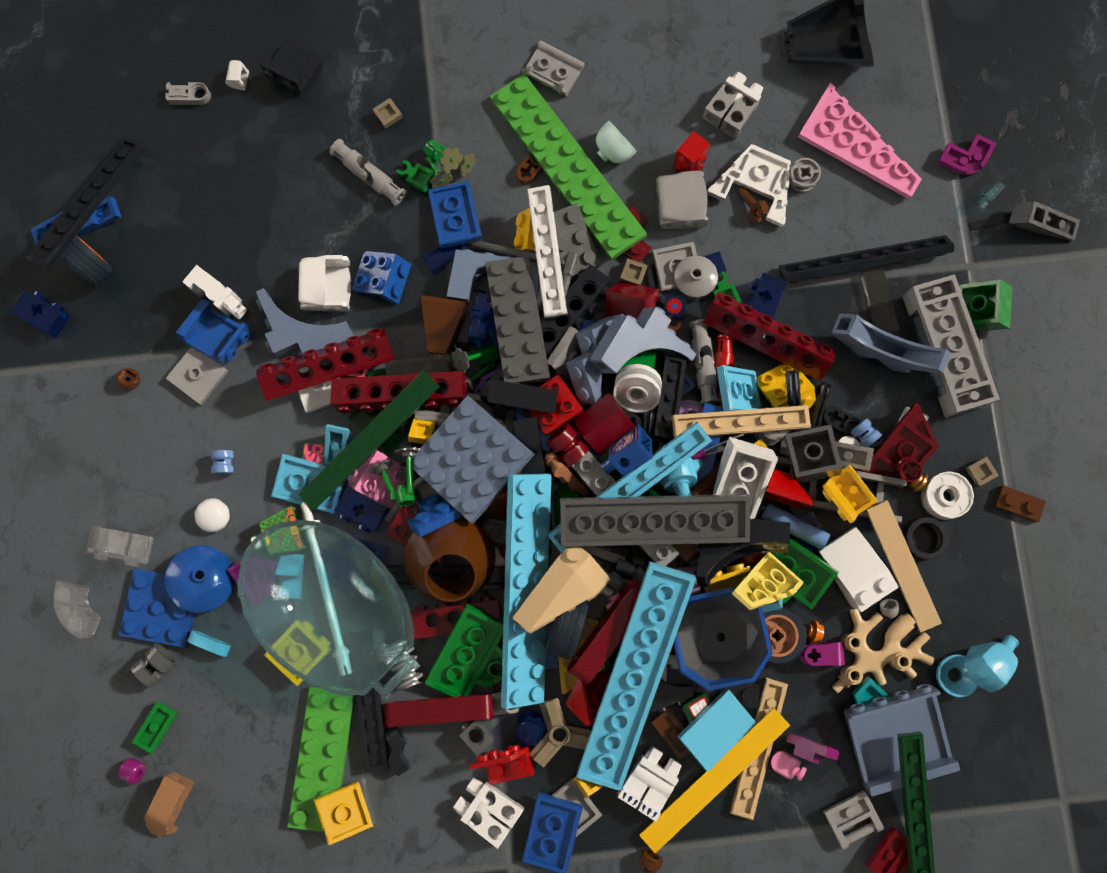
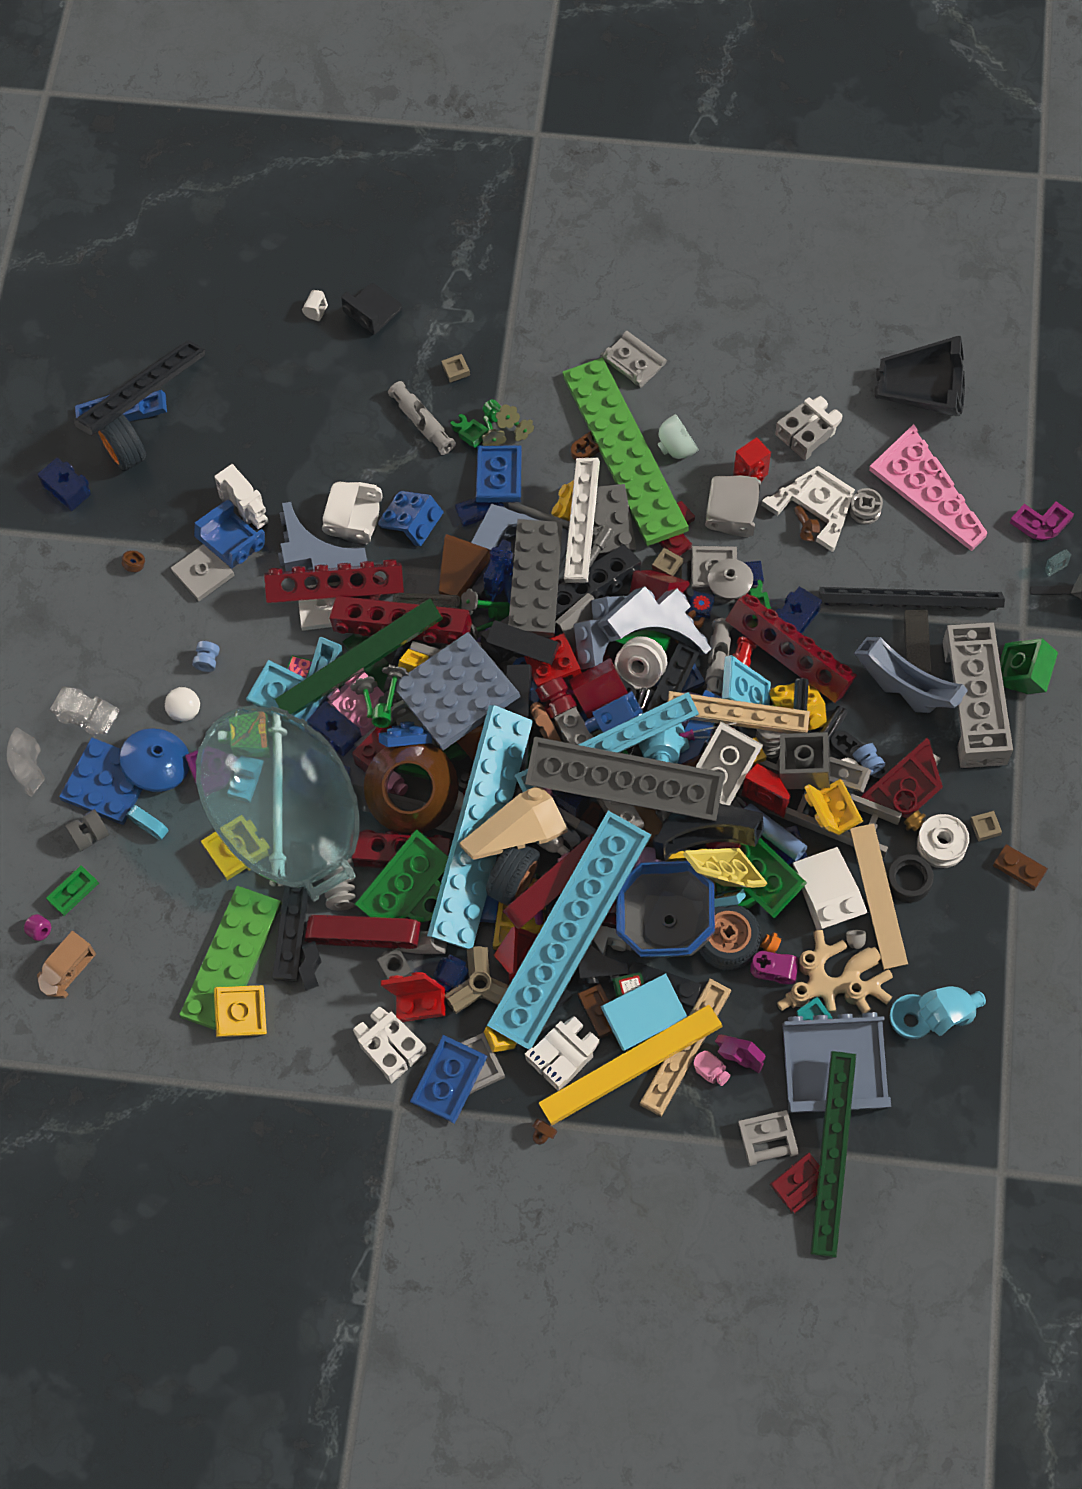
camera: 15 degrees right, 15 degrees down
(186, 94) = (259, 313): light grey piece -> none

